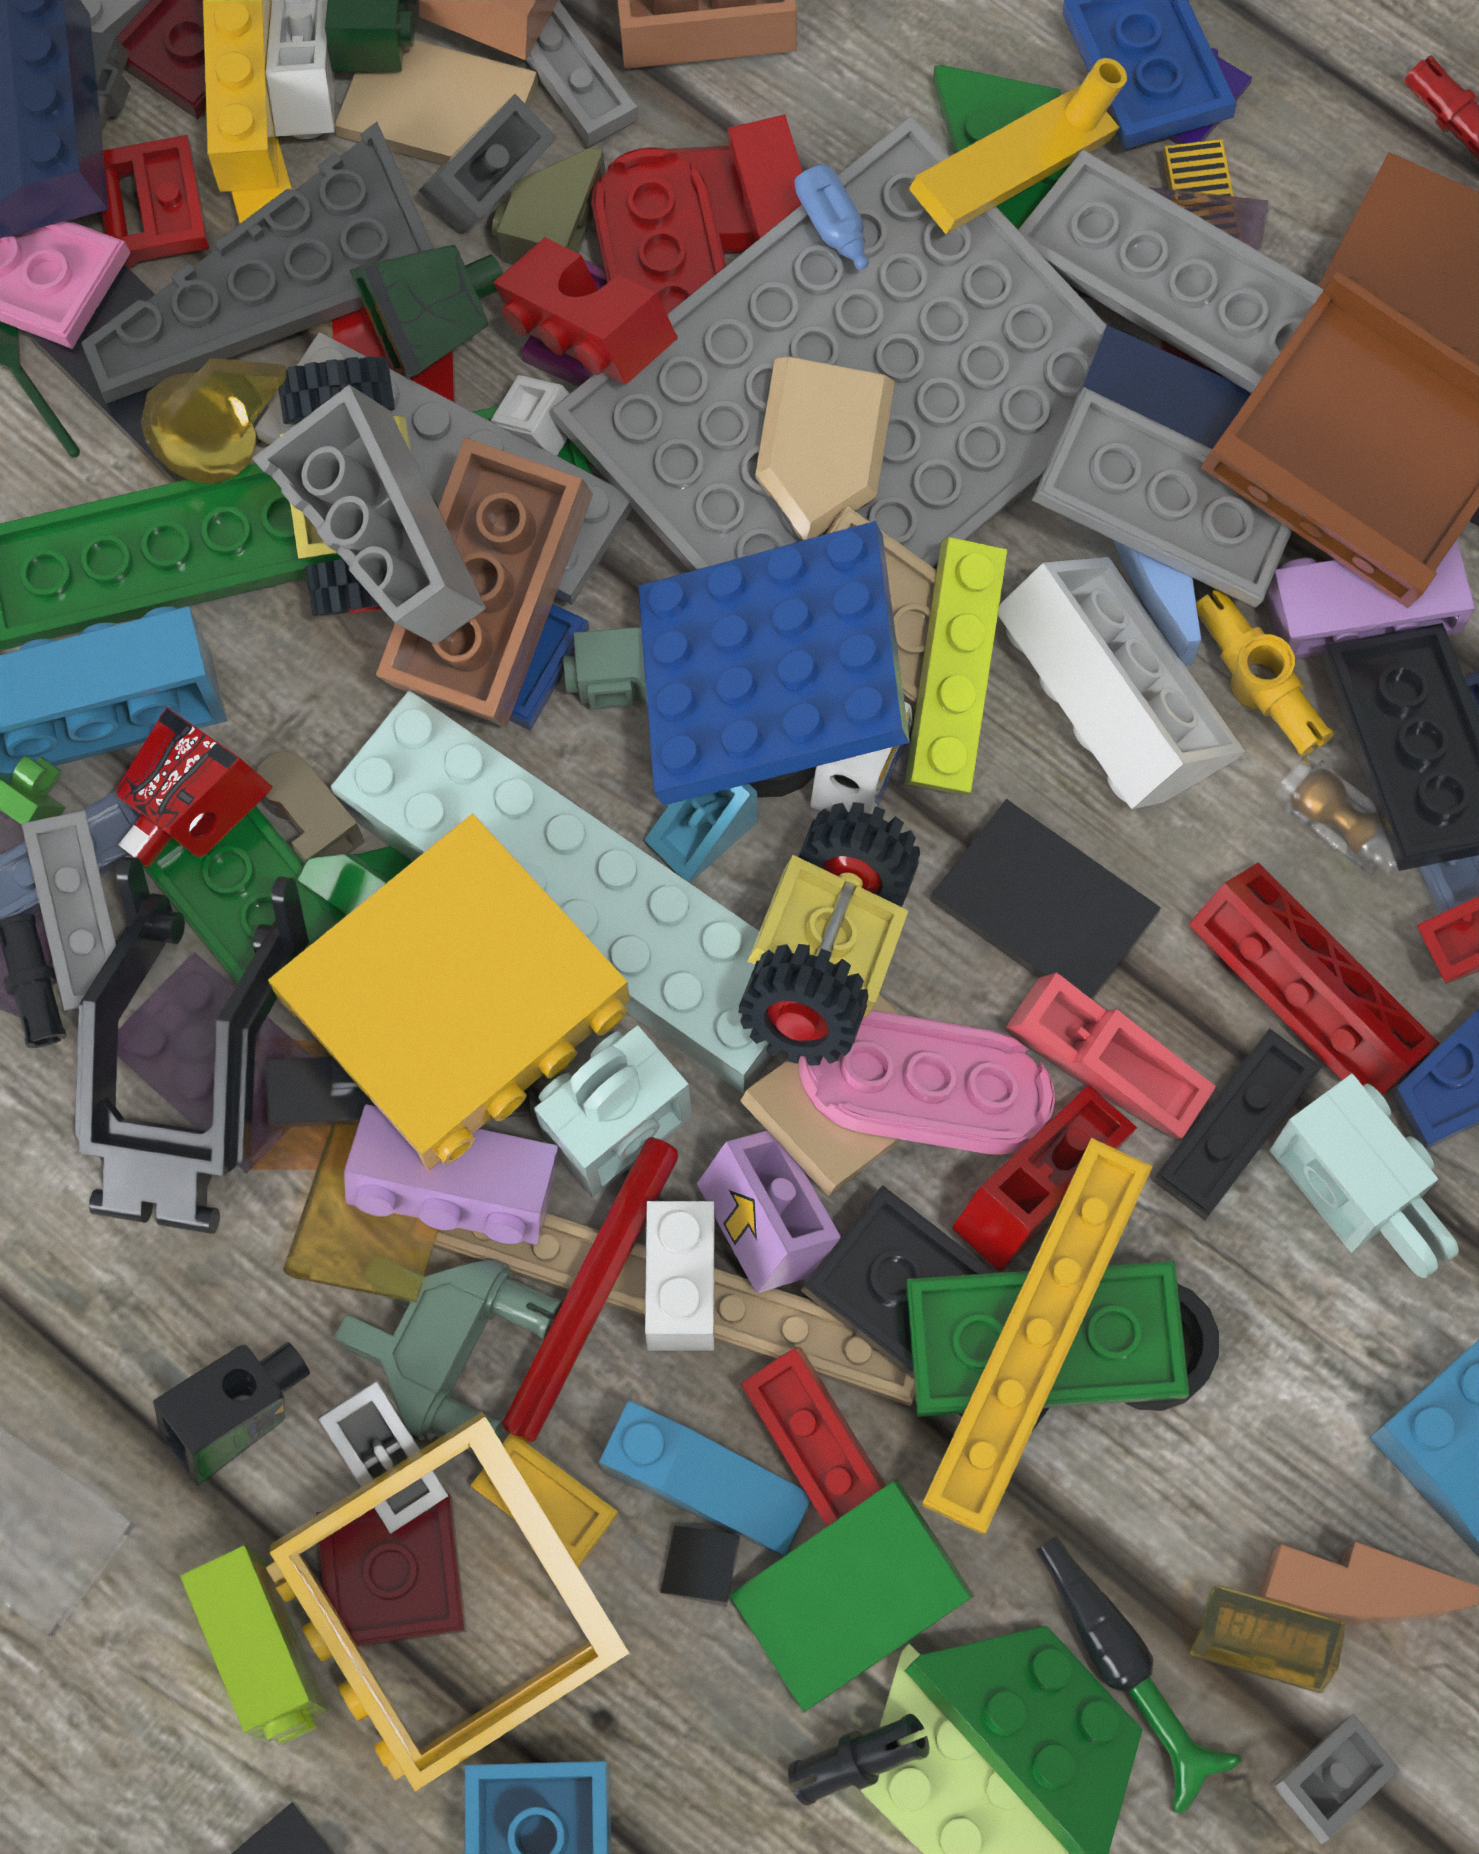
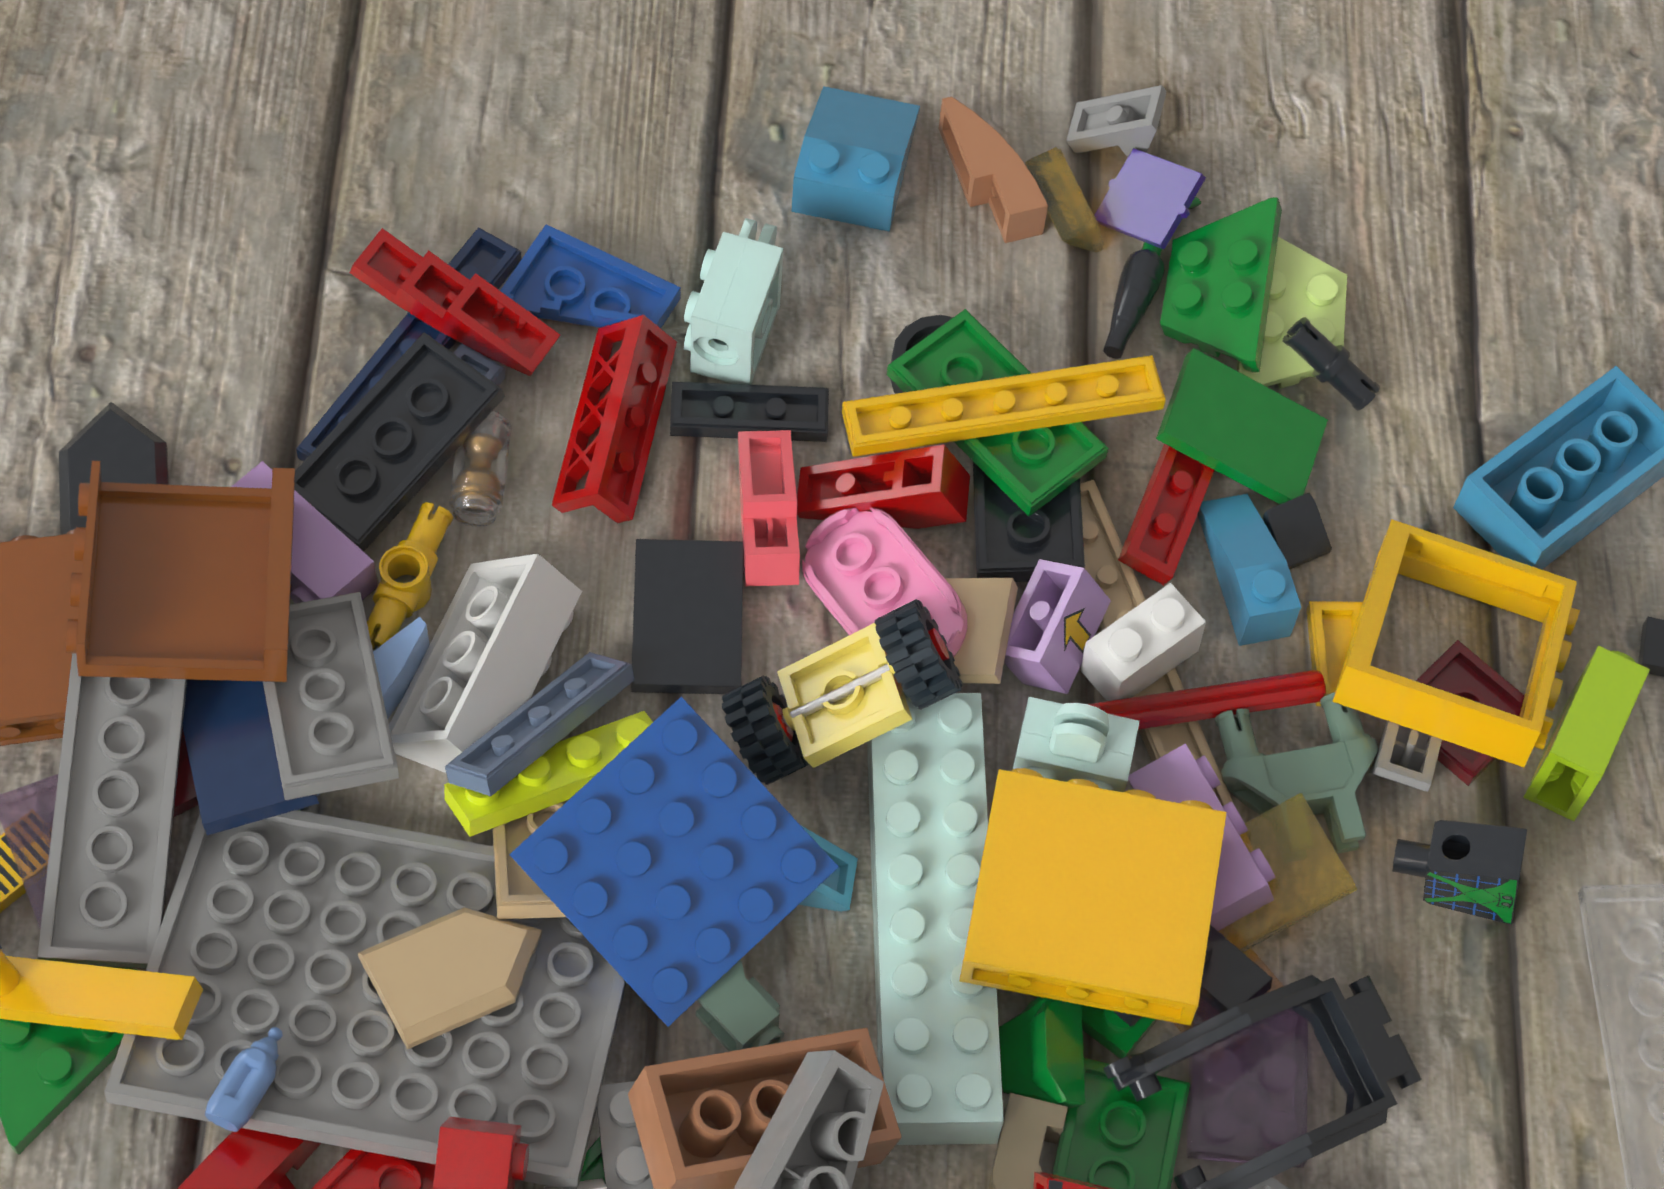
camera: 135 degrees left, 10 degrees down
(1010, 672) = (539, 724): none -> sand blue tile
(1206, 1731) = (1149, 198): none -> piece

